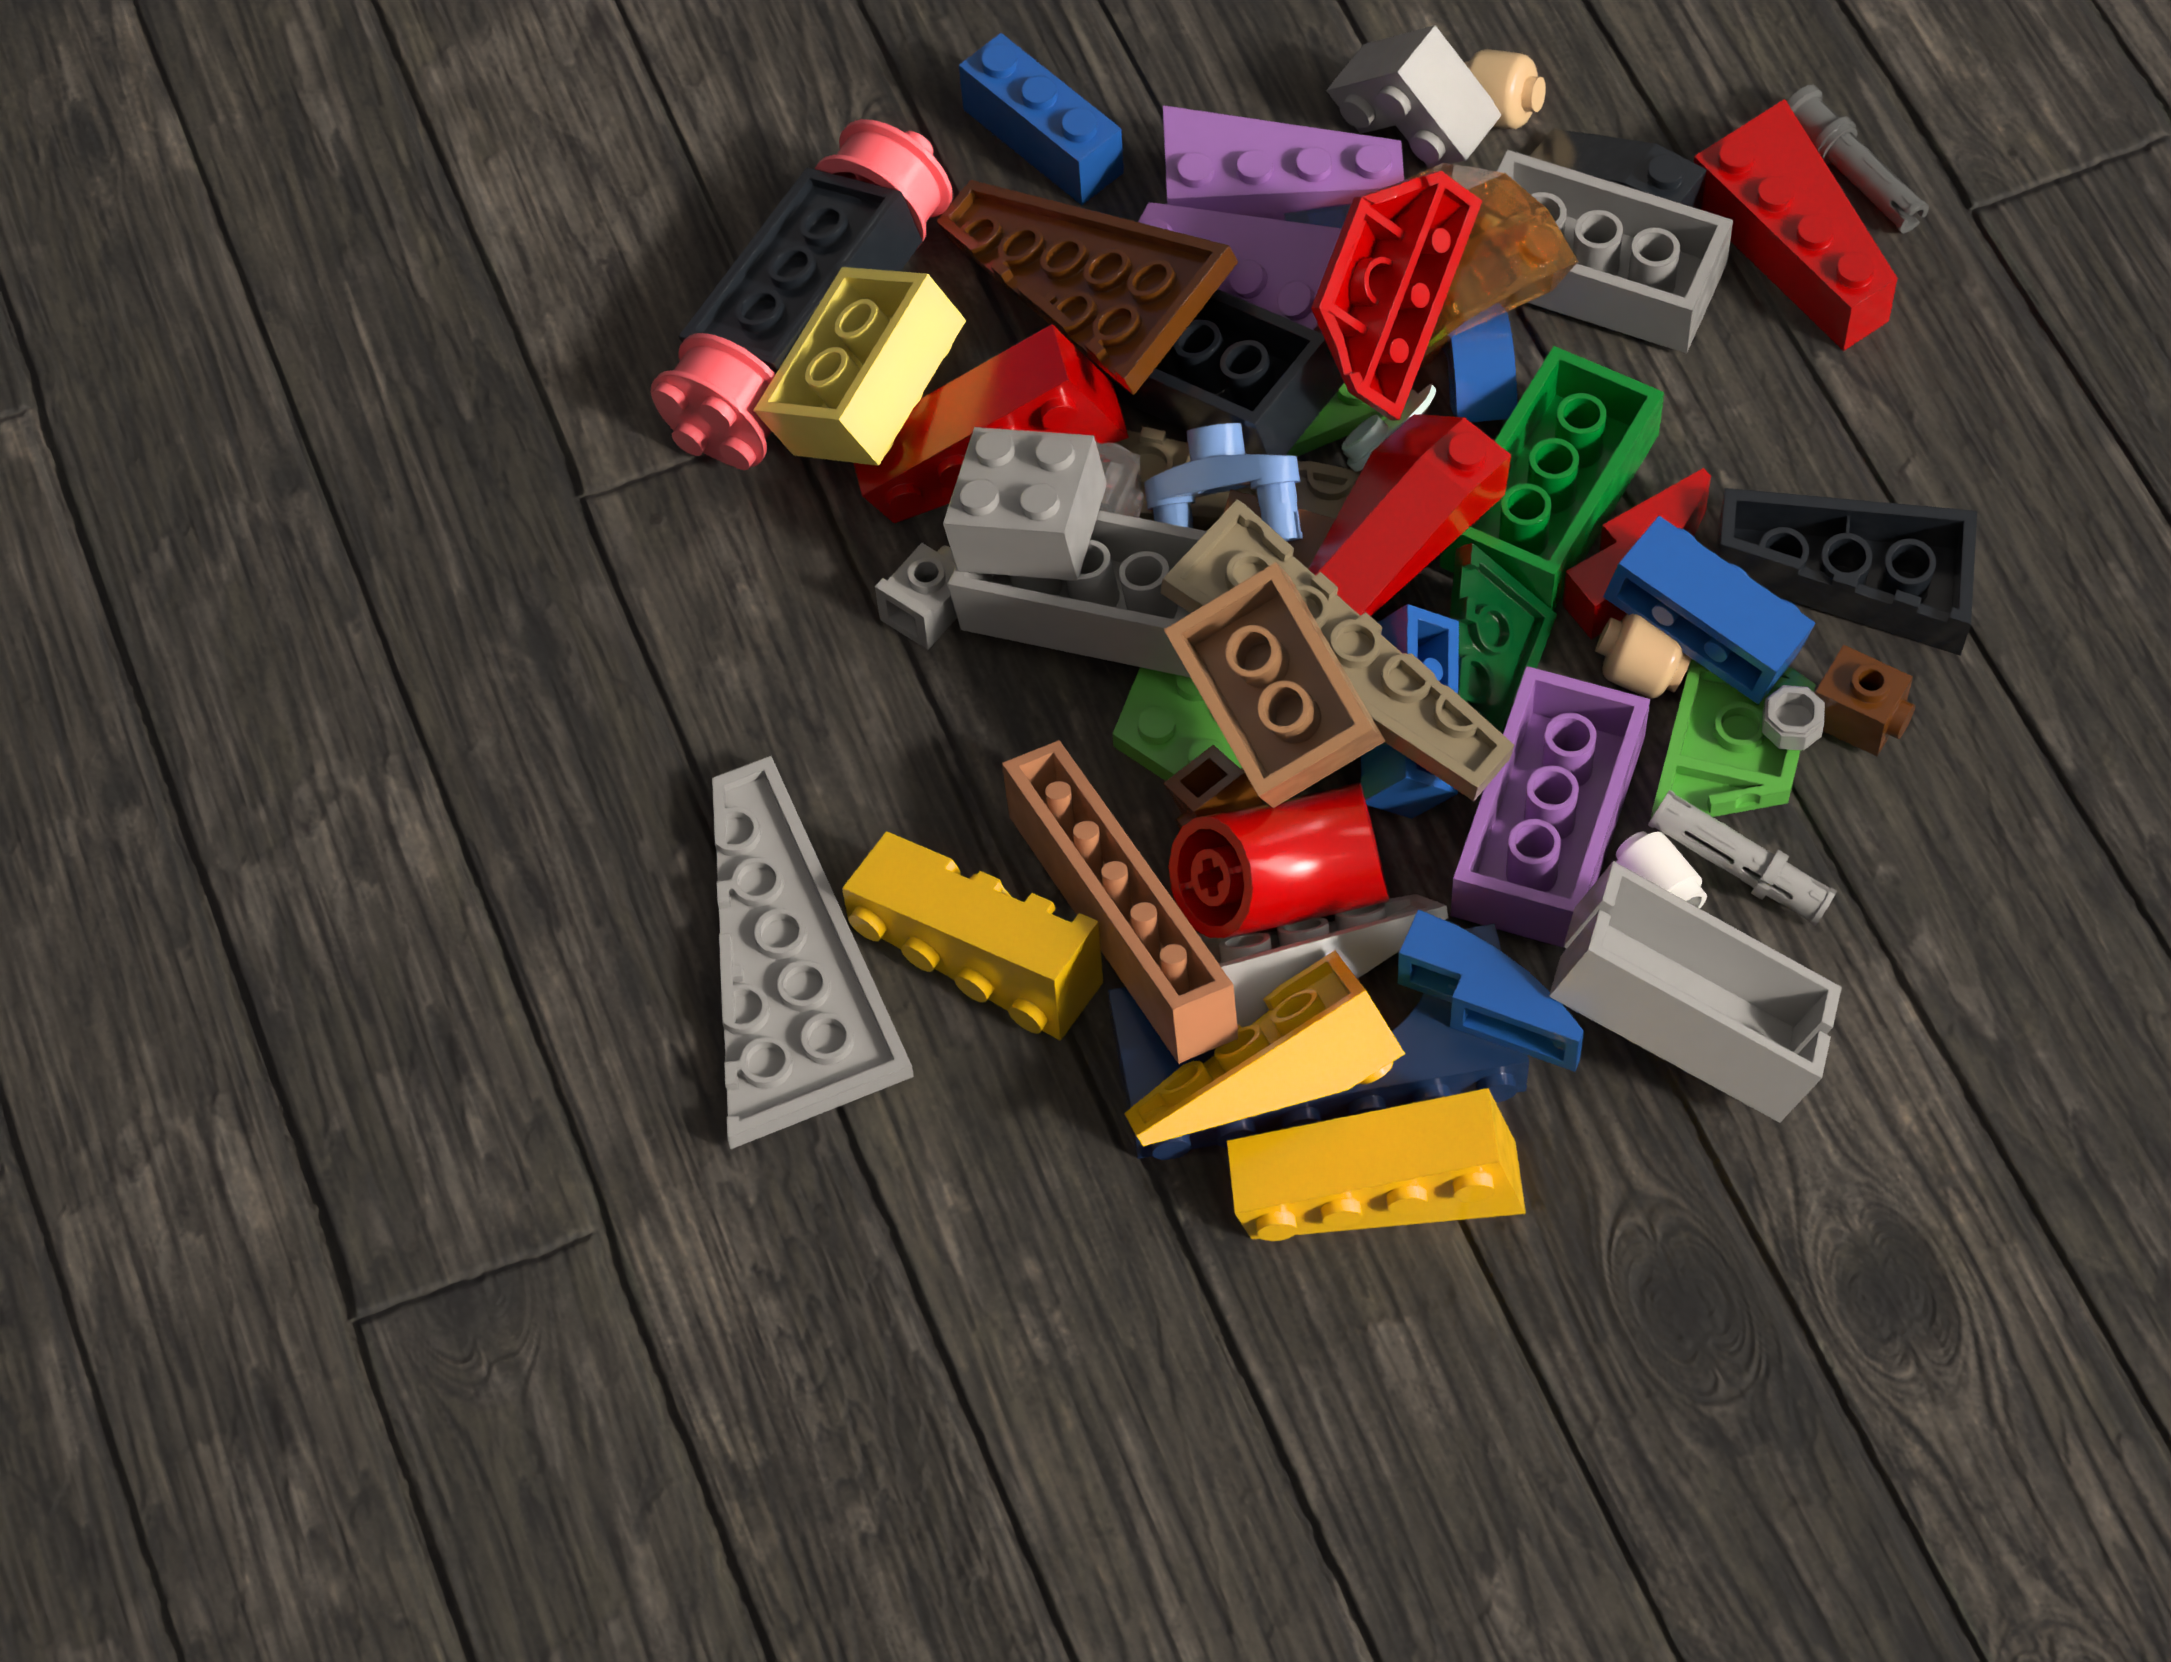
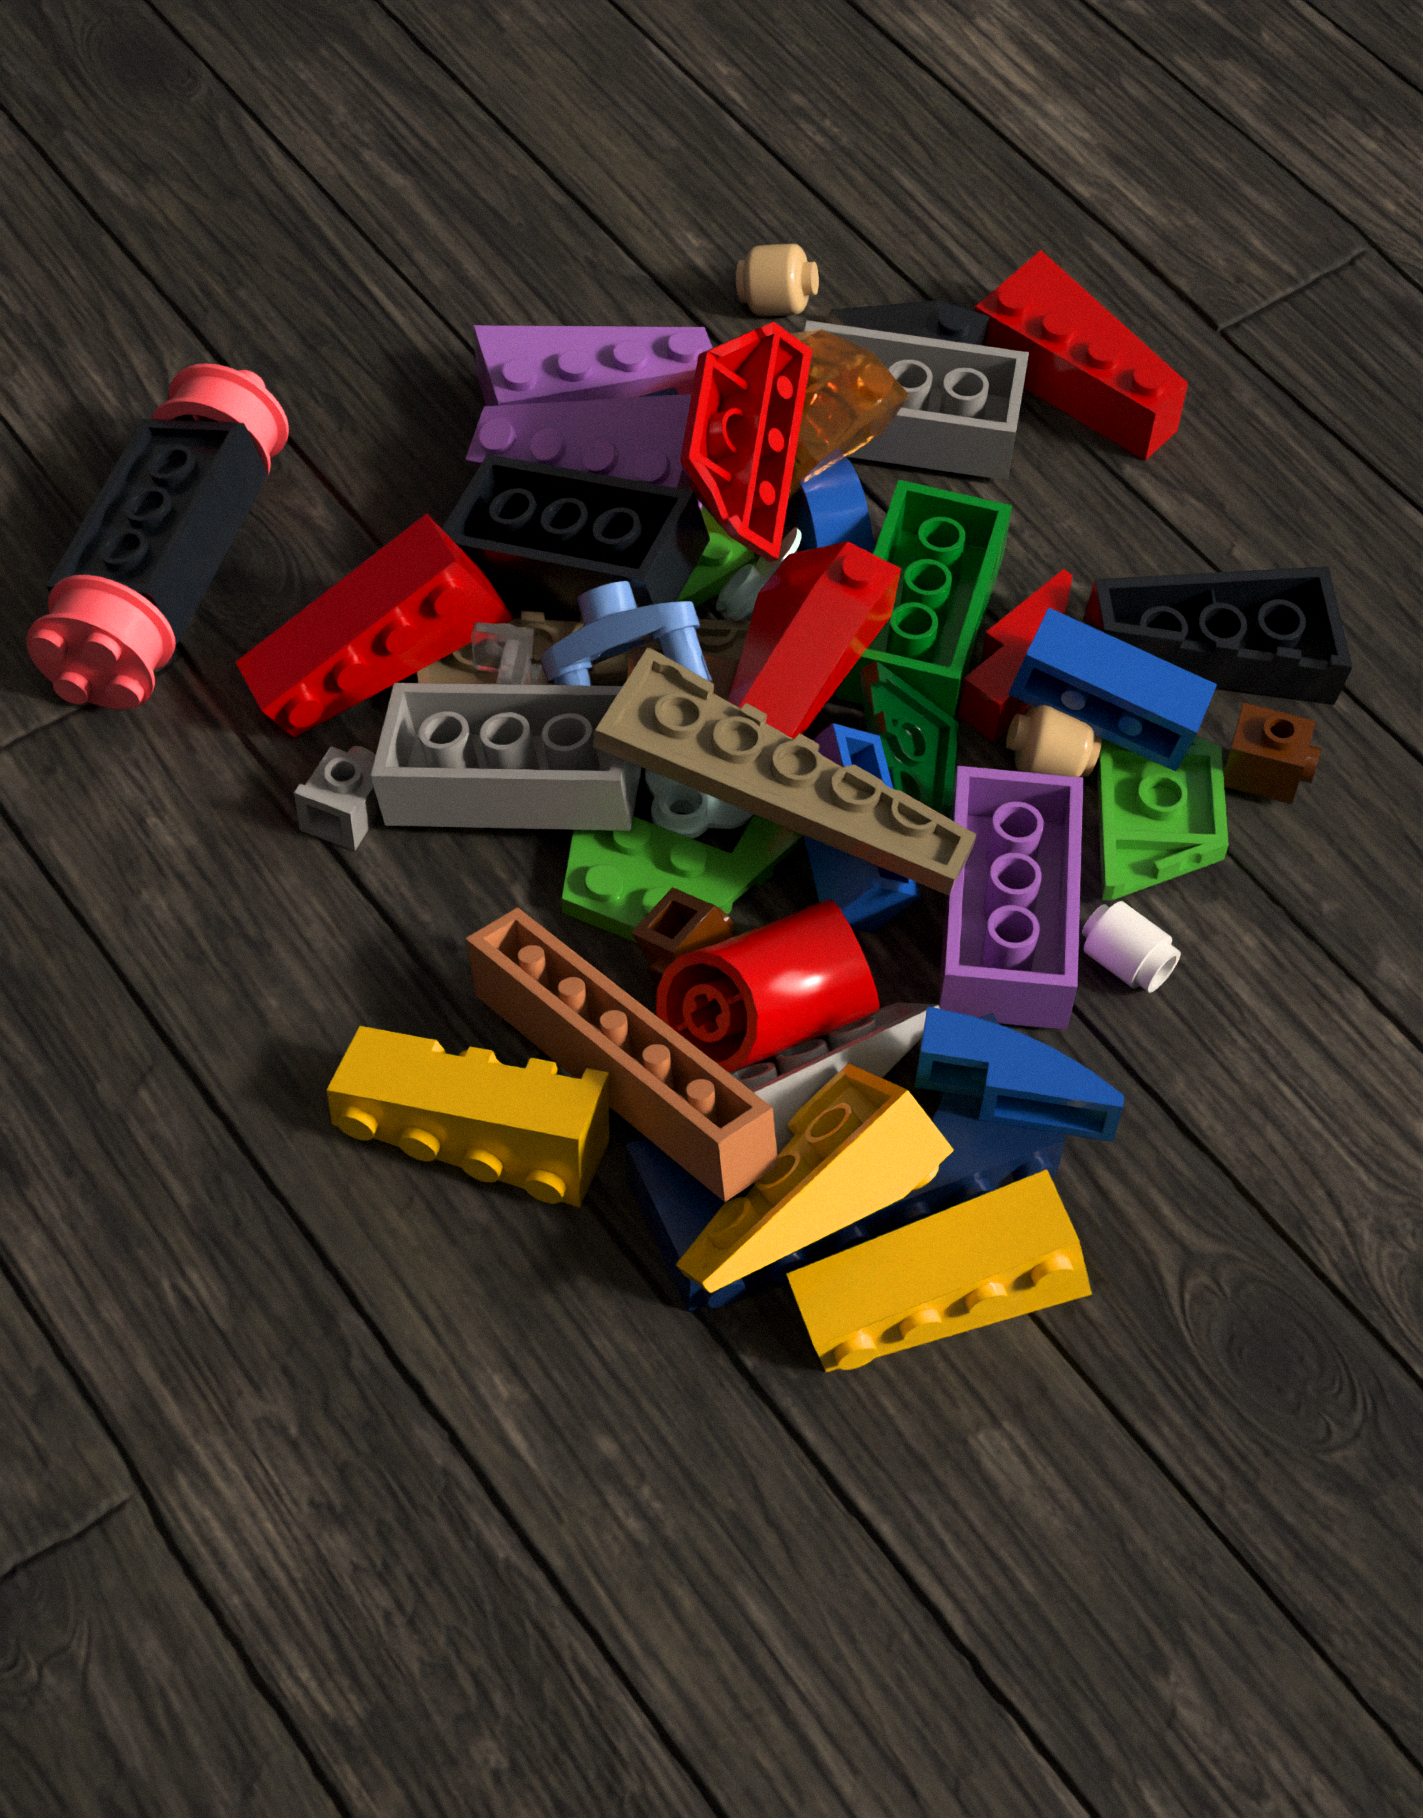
camera: 20 degrees left, 5 degrees down
(794, 986) = (295, 1202): light grey wing -> none
(860, 365) = (237, 584): light yellow brick -> none
(1025, 503) = (435, 685): light grey brick -> none
(1041, 118) = (357, 356): blue brick -> none
(1099, 278) = (476, 478): reddish brown wing -> none
(1274, 685) = (737, 808): medium nougat brick -> none
(1422, 90) = (704, 281): light grey brick -> none
(1696, 992) = (1214, 1042): light grey piece -> none
(1743, 858) = (1225, 922): light grey pin -> none
(1793, 717) = (1215, 776): light grey tile -> none
(1838, 145) = (1133, 313): dark grey pin -> none

